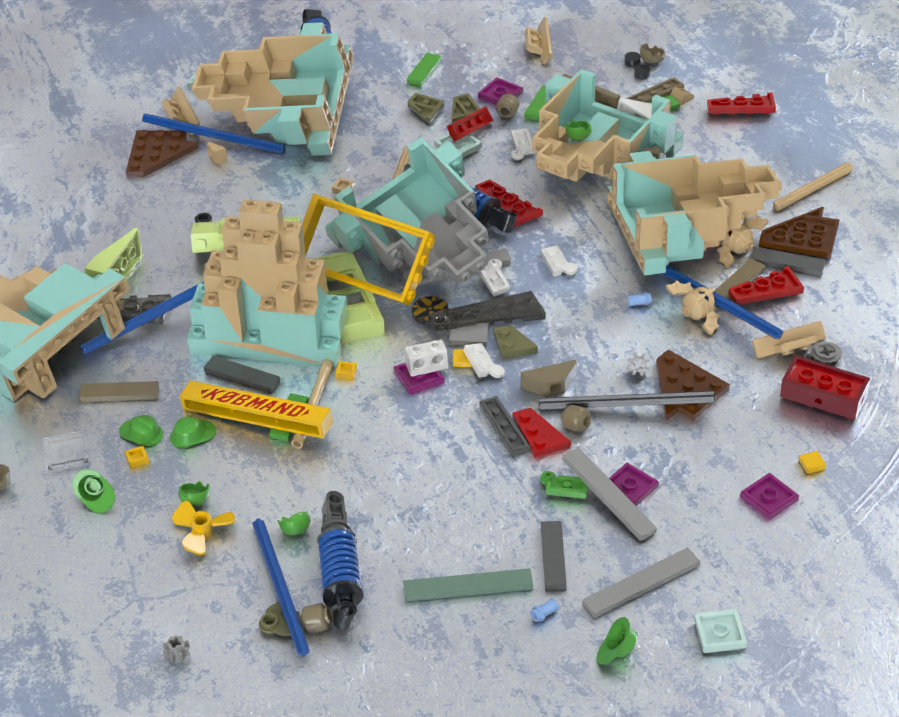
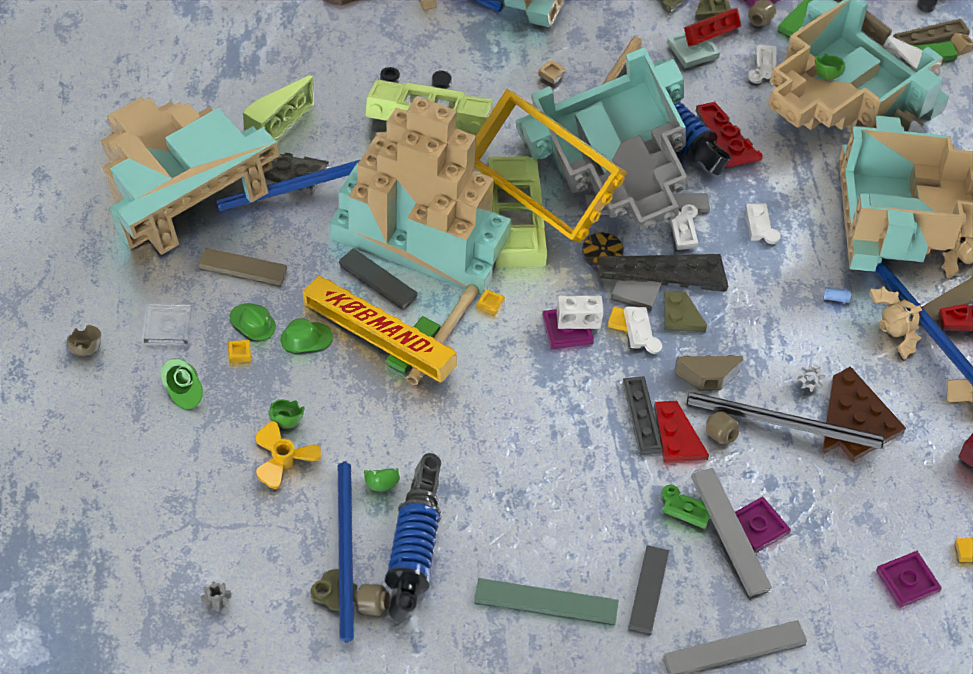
camera: 10 degrees right, 10 degrees up
(539, 613) = (619, 654): light blue pin -> none

